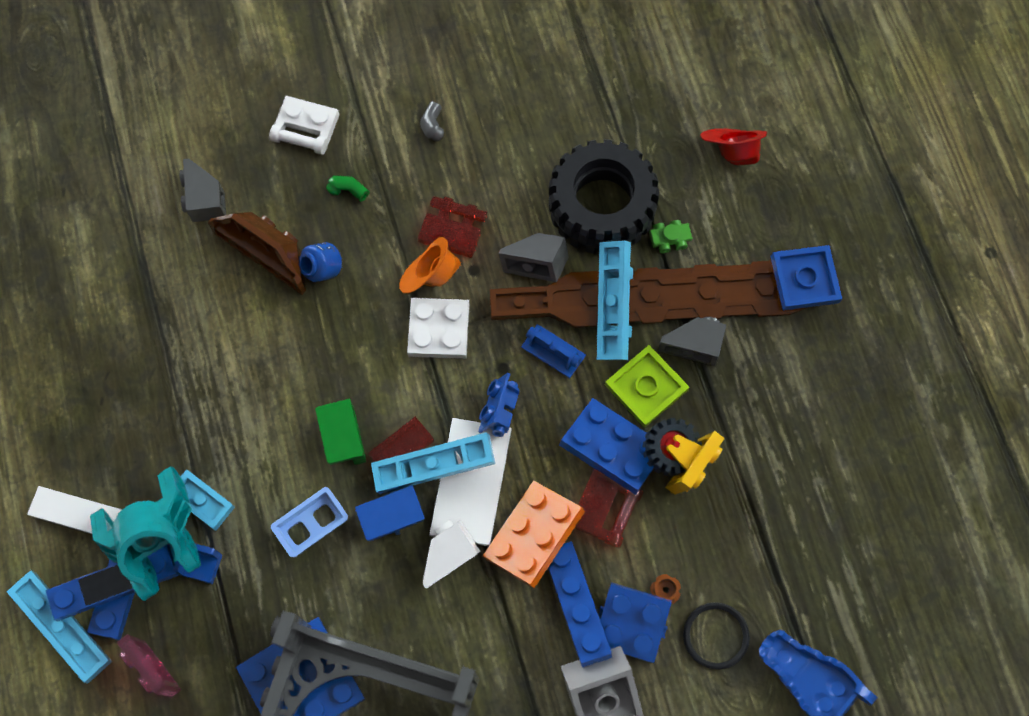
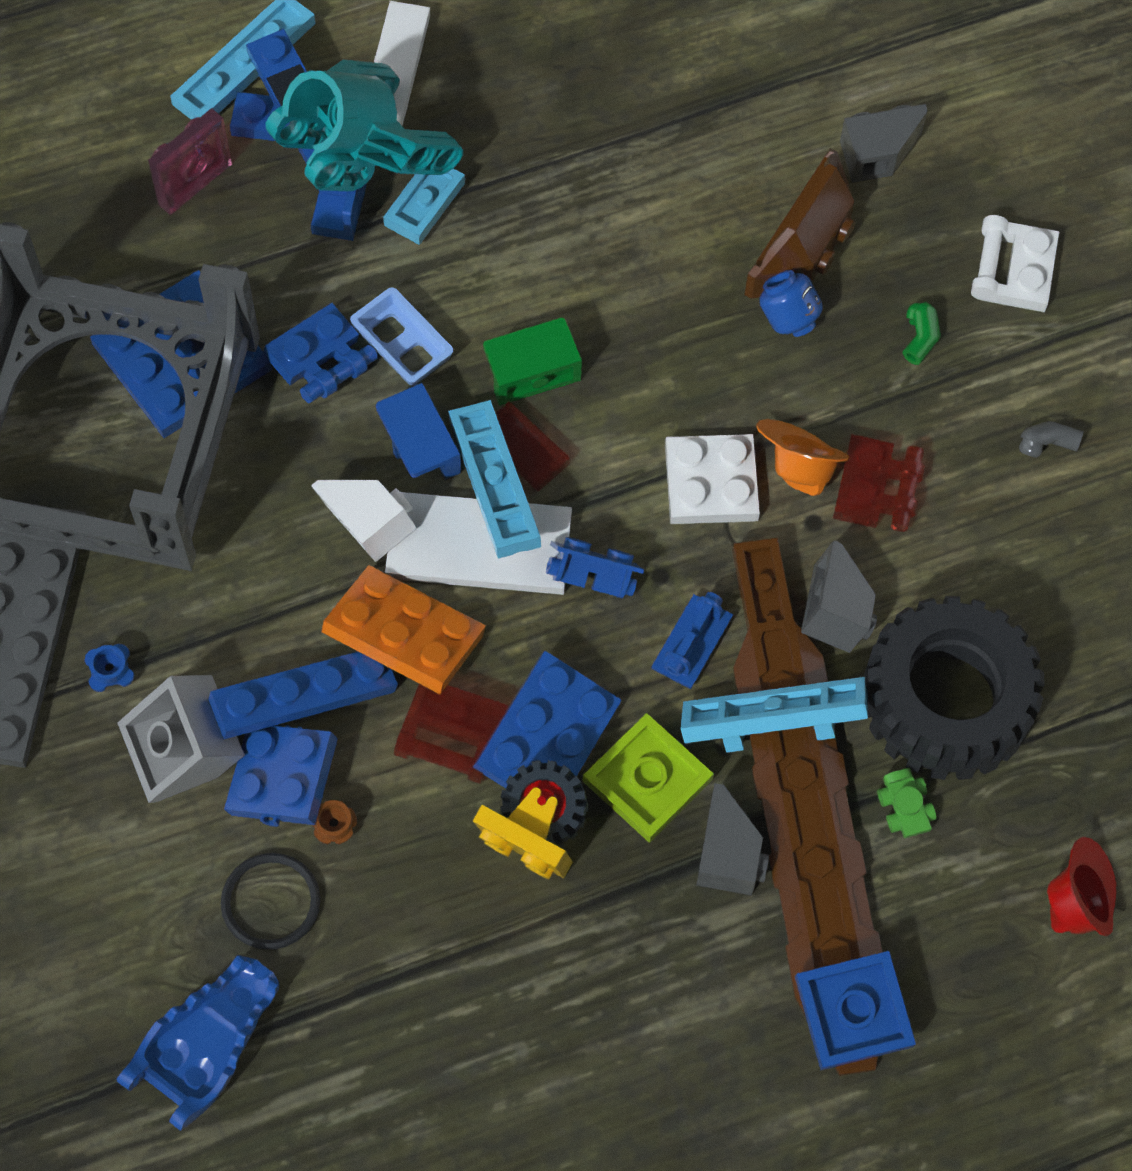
camera: 80 degrees right, 5 degrees down
(307, 585) = (313, 343): none -> blue plate

